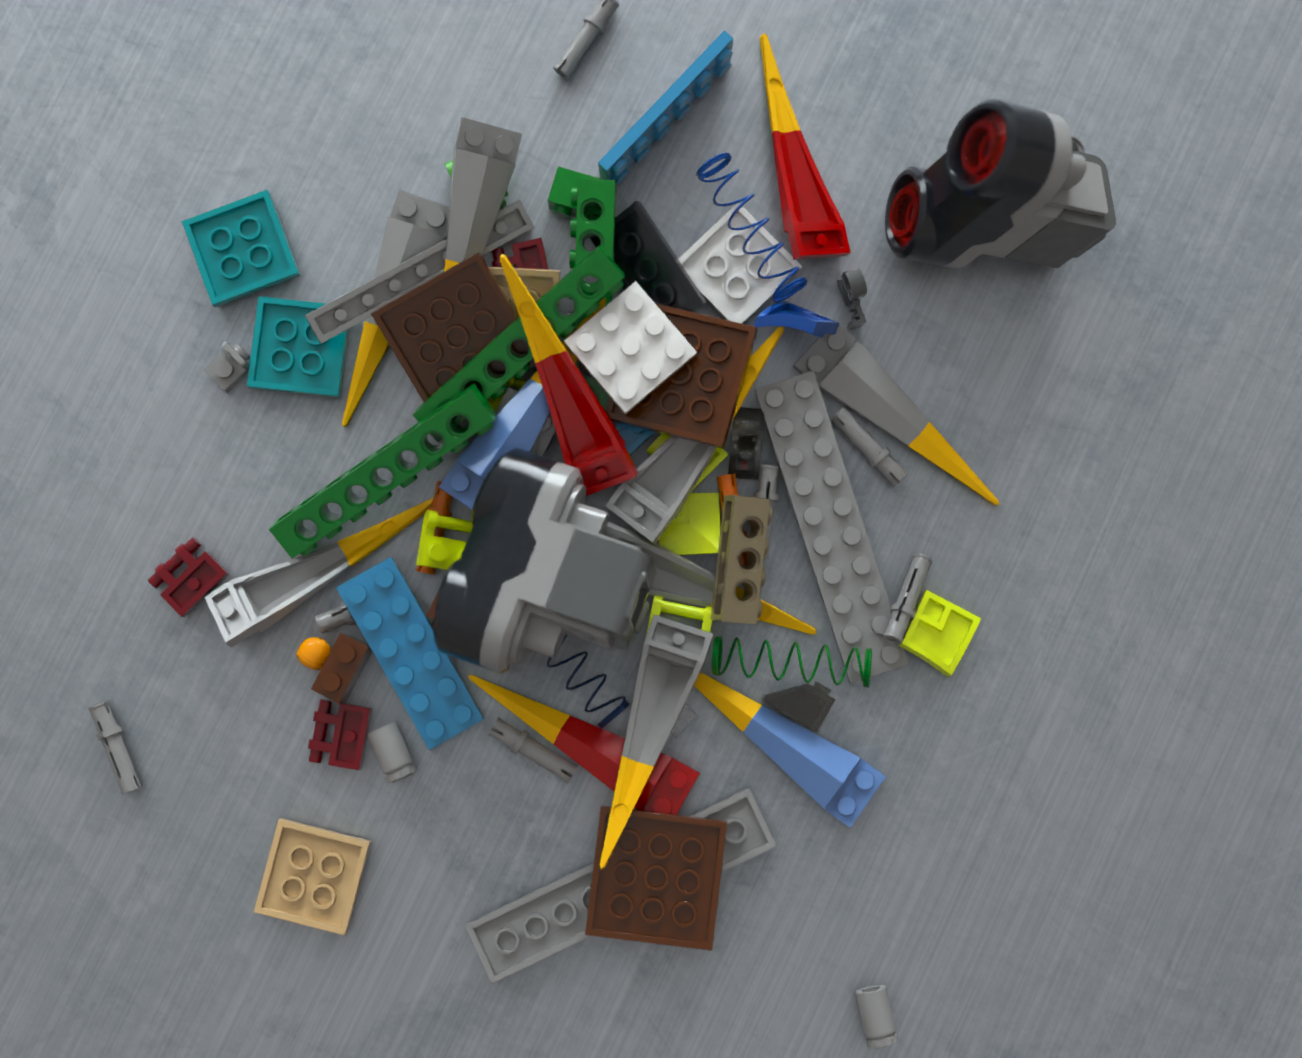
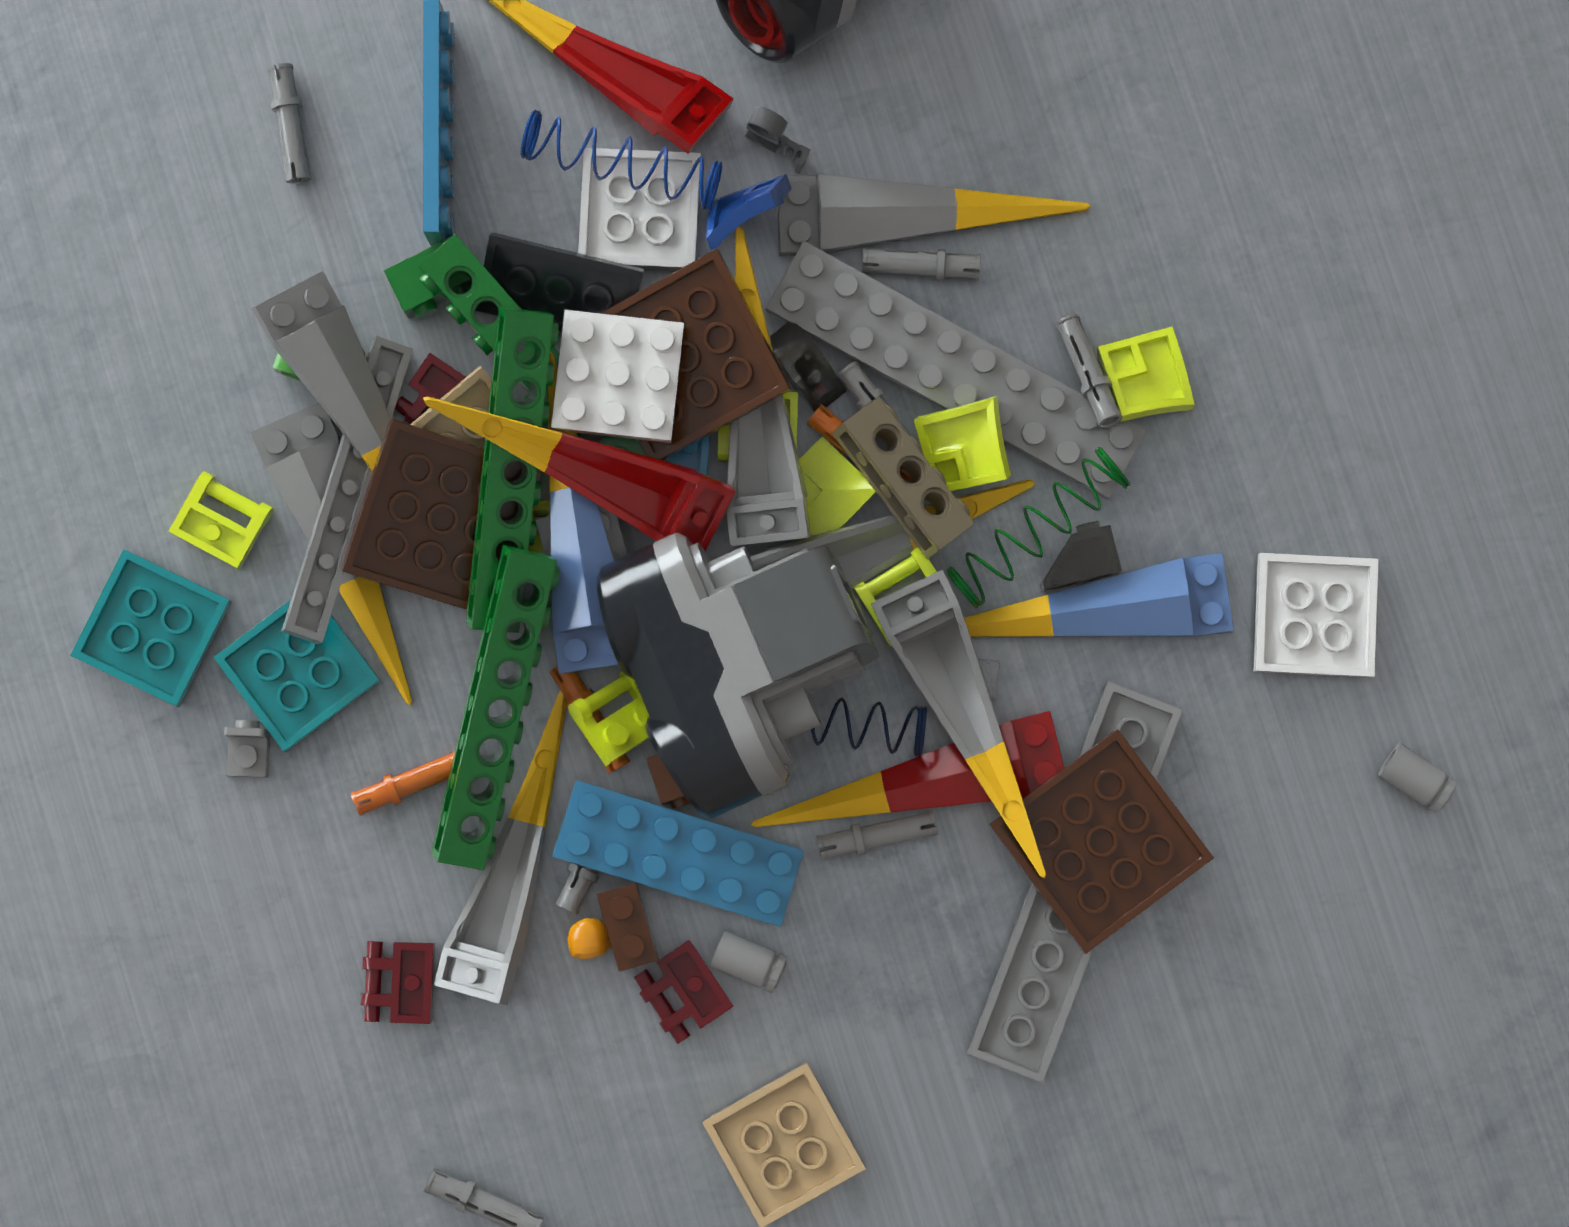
camera: 45 degrees left, 0 degrees up
(289, 465) = (403, 784): none -> orange pin
(327, 228) = (215, 532): none -> neon yellow plate
(795, 574) = (965, 444): none -> neon yellow plate
(907, 864) = (1316, 615): none -> white plate

